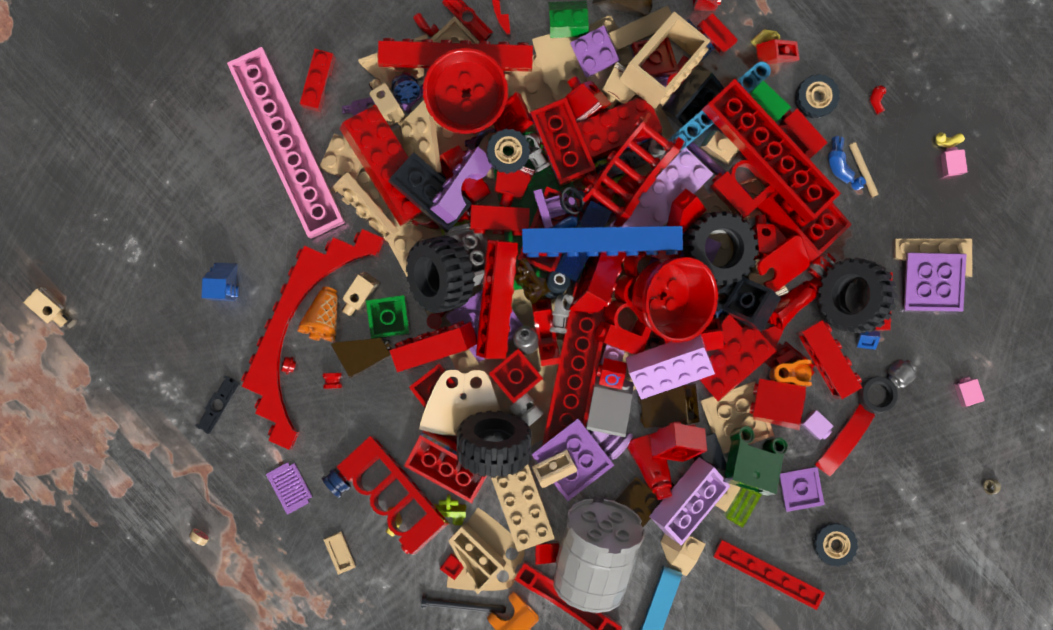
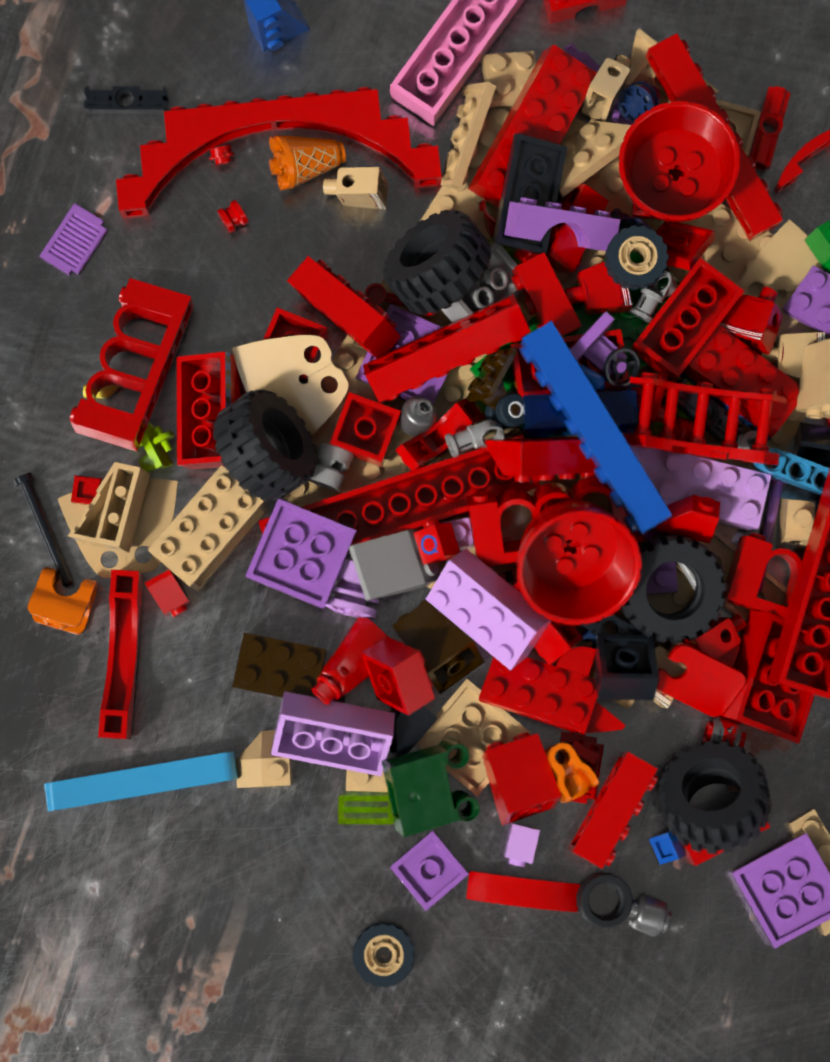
camera: 60 degrees right, 5 degrees down
(335, 483) = (108, 289): dark blue wheel -> none
(339, 552) = (27, 345): tan tile -> none
(361, 355) = (282, 229): dark brown slope -> none
(388, 317) = (348, 237): green brick -> none
(423, 26) = (726, 83): red arm -> none
(554, 468) = (276, 536): tan slope -> none
(597, 555) = (198, 650): light grey piece -> none
(768, 574) = (297, 891): red plate -> none
(793, 302) = (654, 720): red piece -> none
(969, 391) = (677, 1015): bright pink brick -> none

